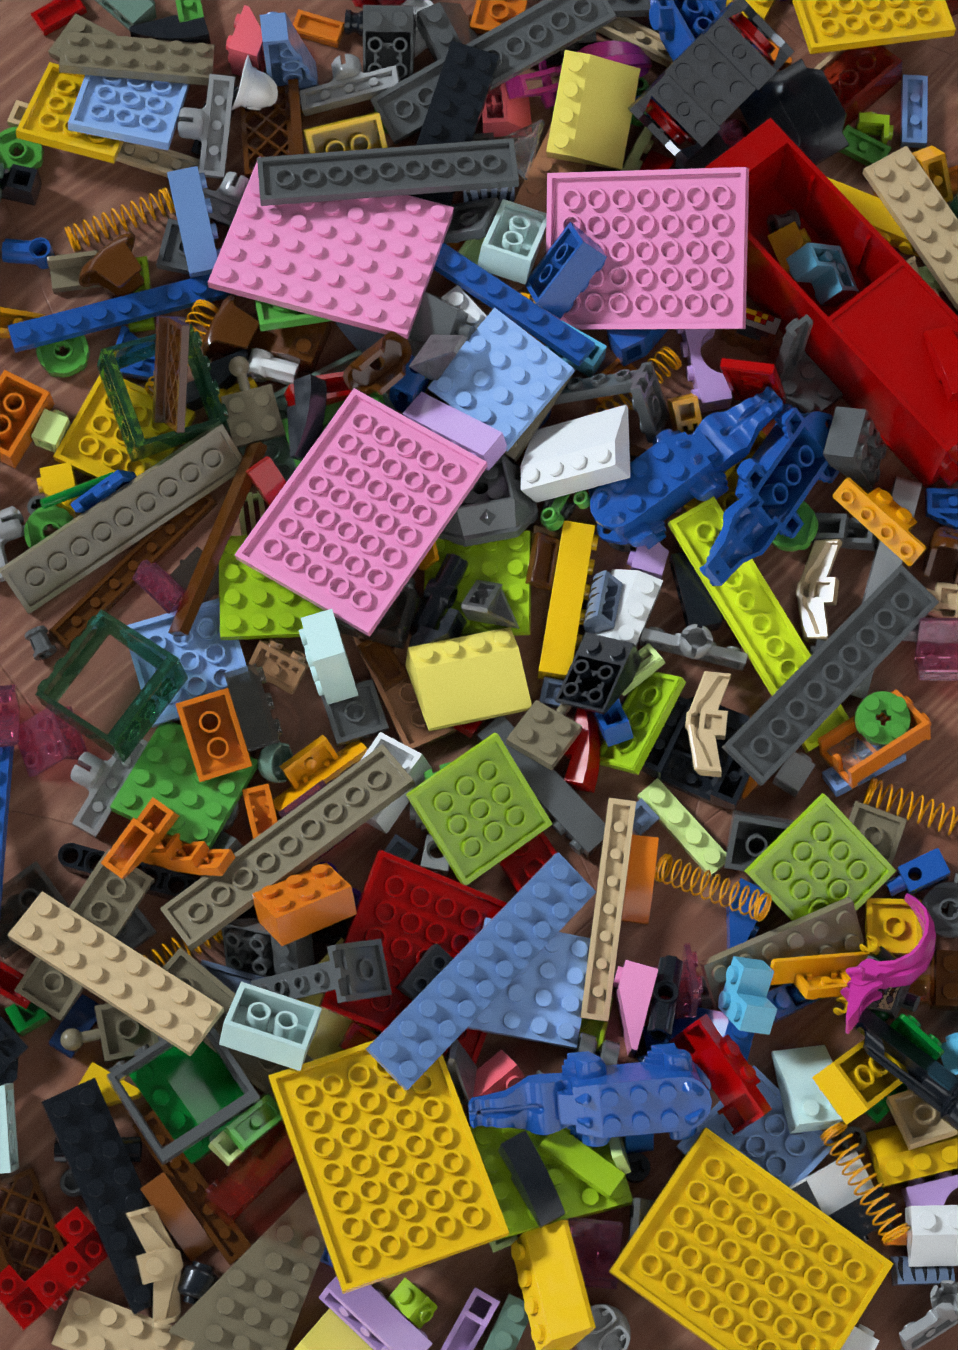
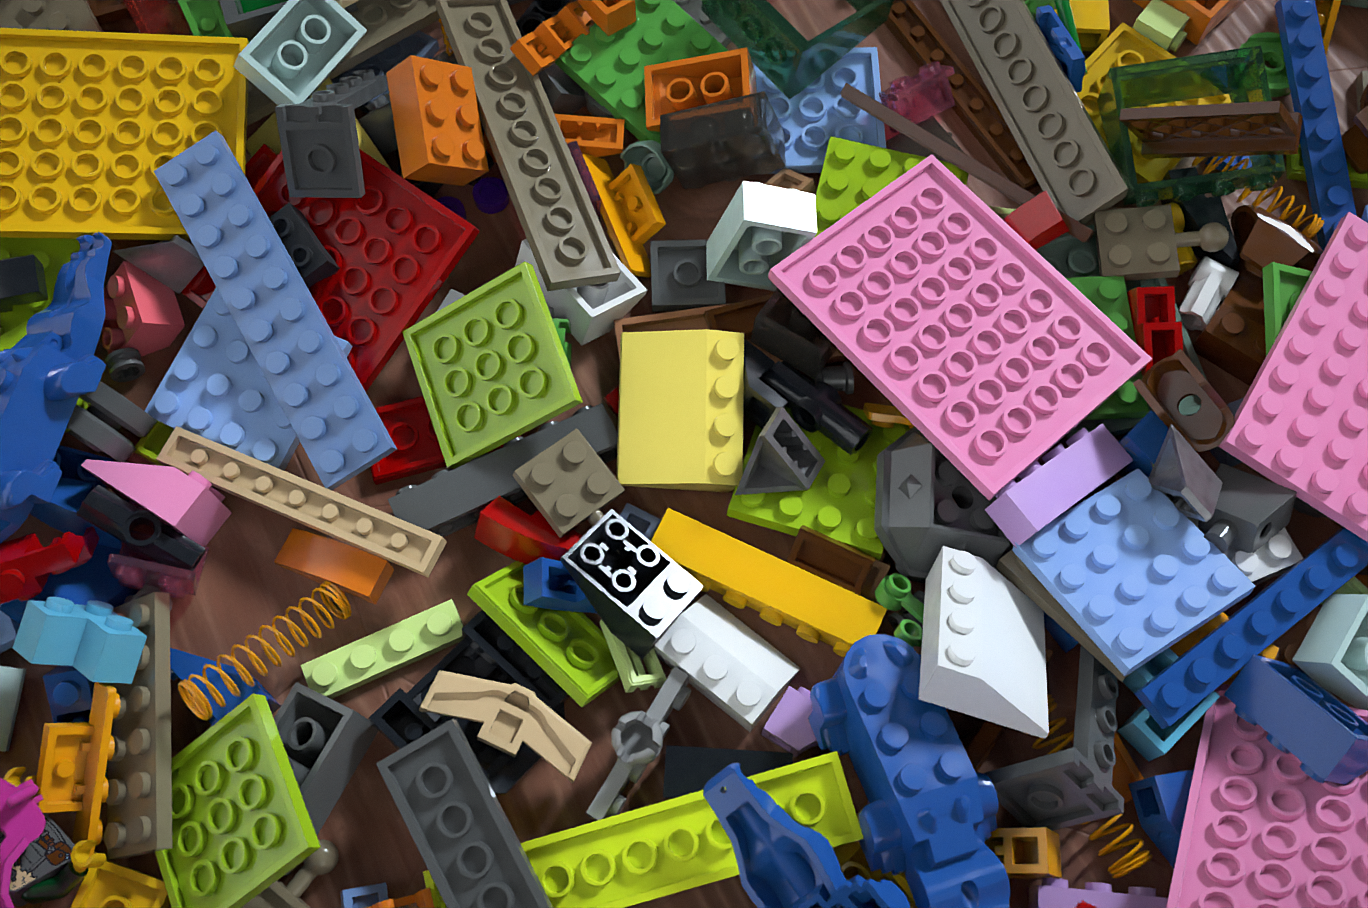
camera: 110 degrees right, 5 degrees down
(307, 414) = (1122, 290): black slope -> none
(401, 848) = (479, 273): sand blue plate -> none
(602, 603) = (743, 627): sand blue brick -> none
(643, 818) = (417, 593): sand blue plate -> none
(794, 773) = (394, 840): light grey brick -> none

